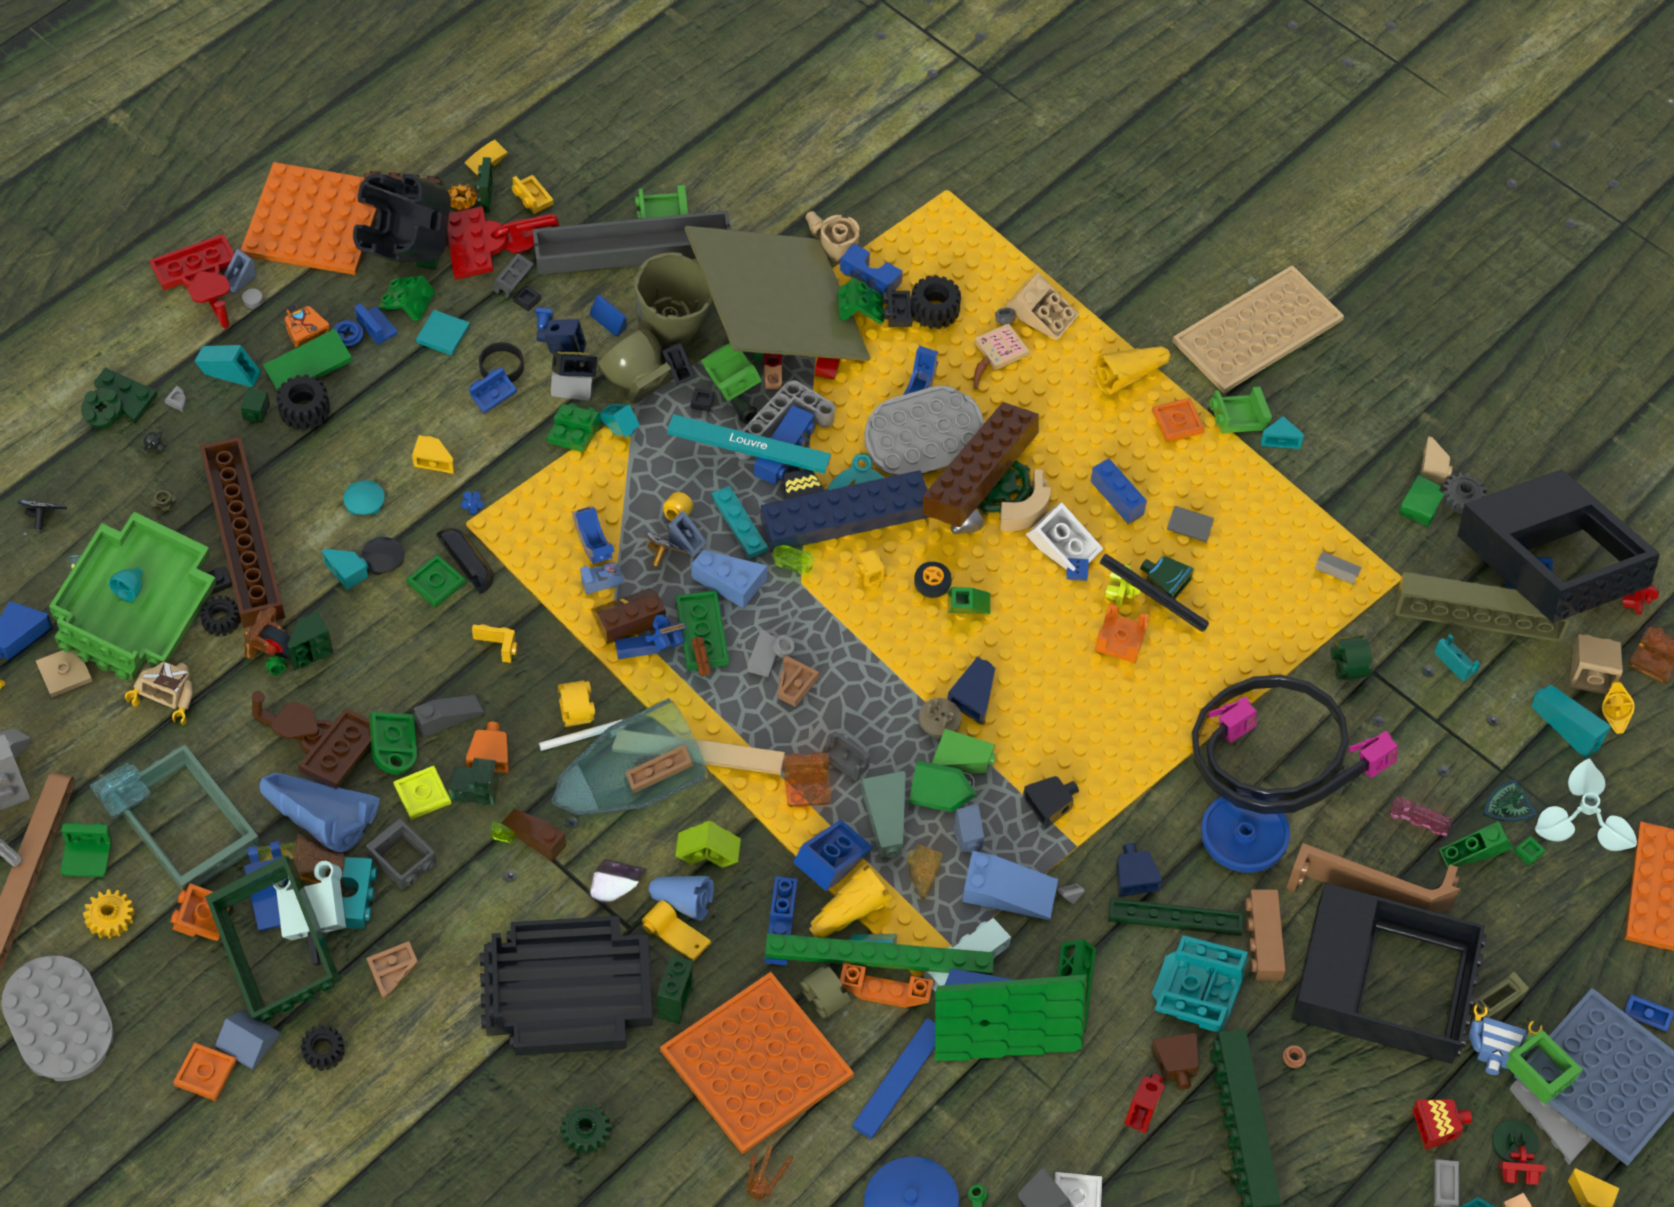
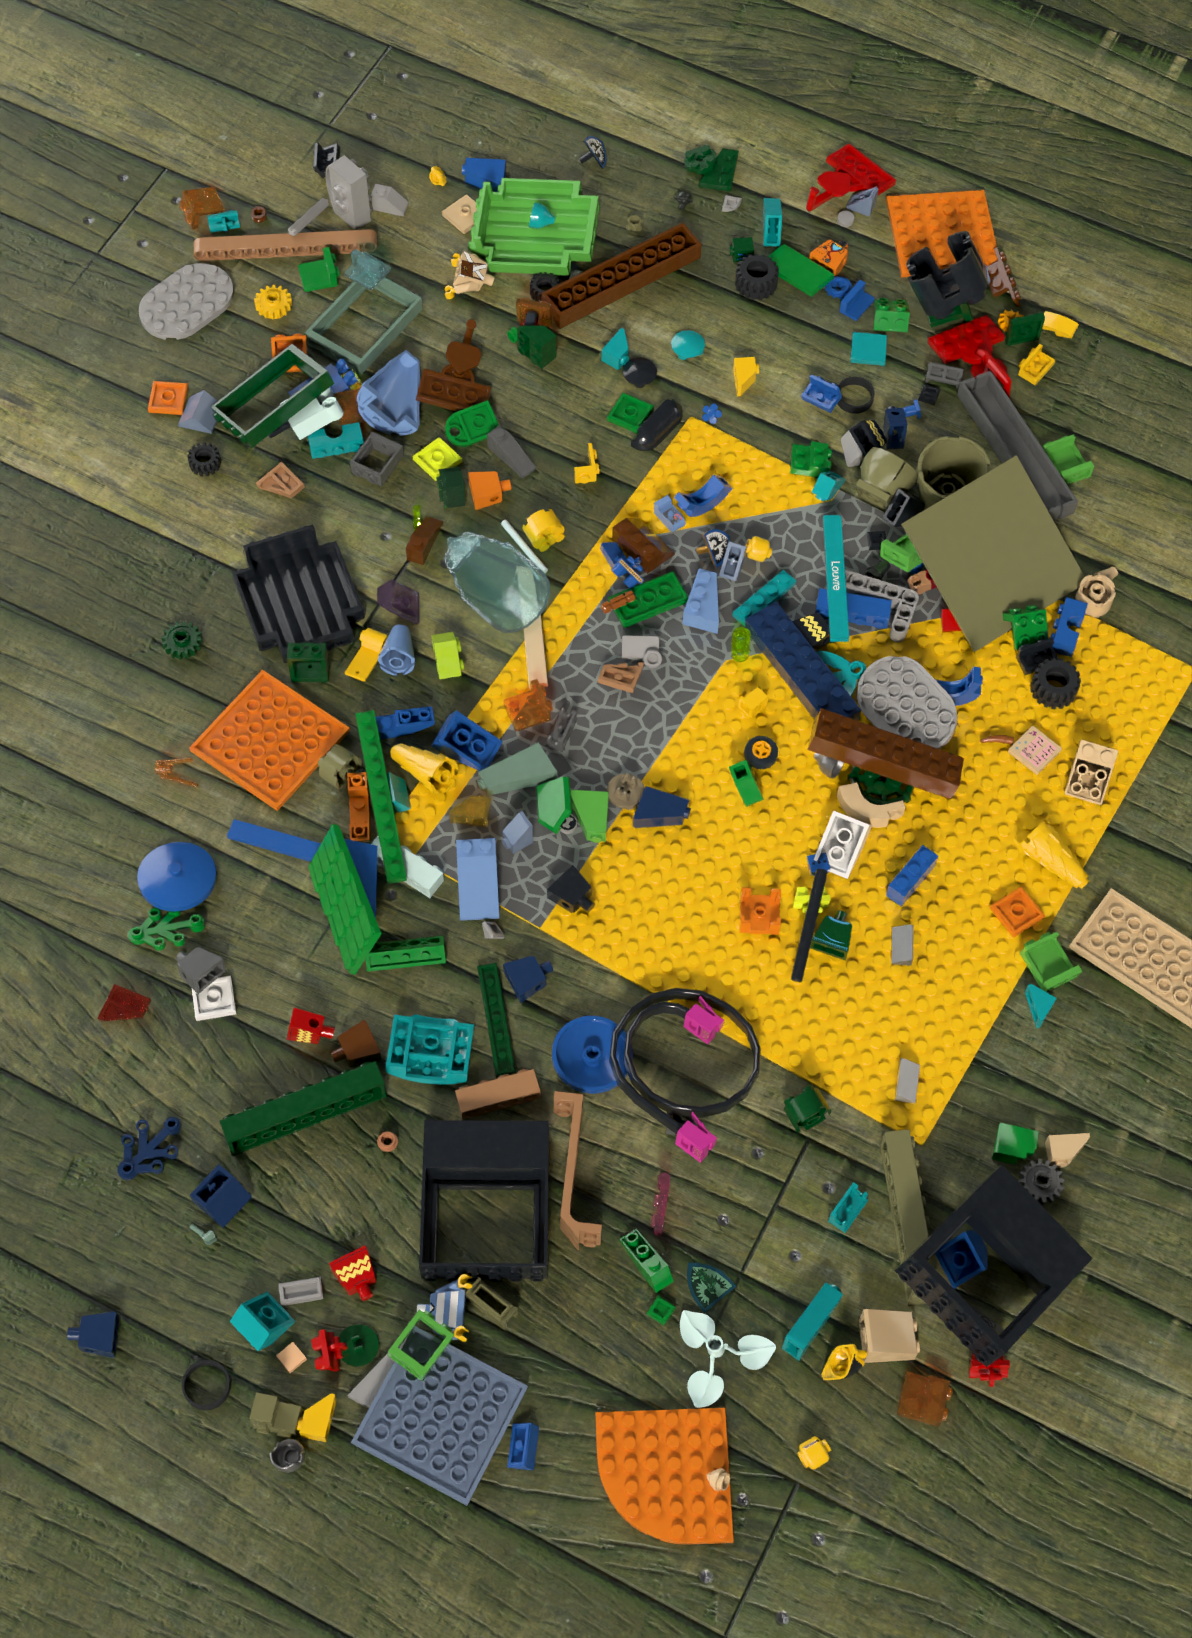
camera: 75 degrees right, 5 degrees up
(659, 768) = (503, 601): medium nougat plate -> none
(1005, 315) = (1068, 744): dark grey tile -> none

